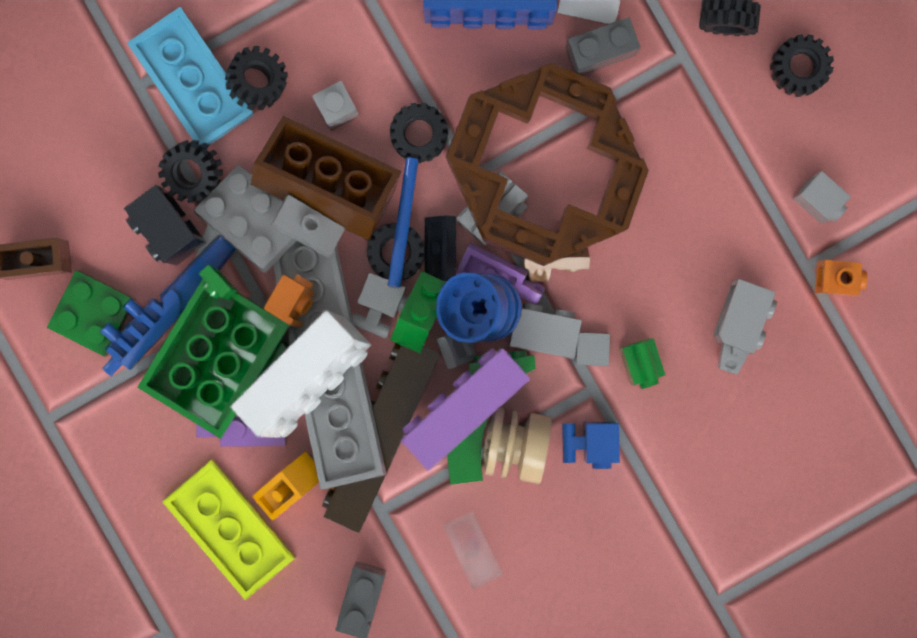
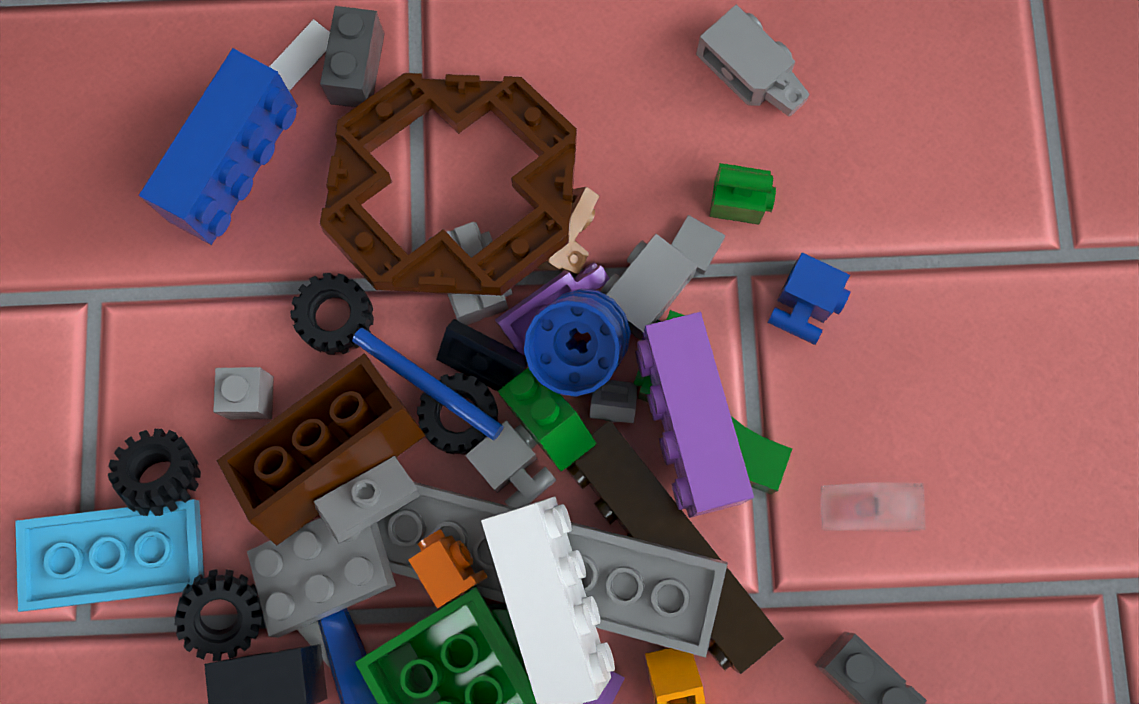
camera: 60 degrees left, 10 degrees down
(216, 283) = (373, 652): green plate -> none
(518, 445) = (775, 376): tan wheel -> none

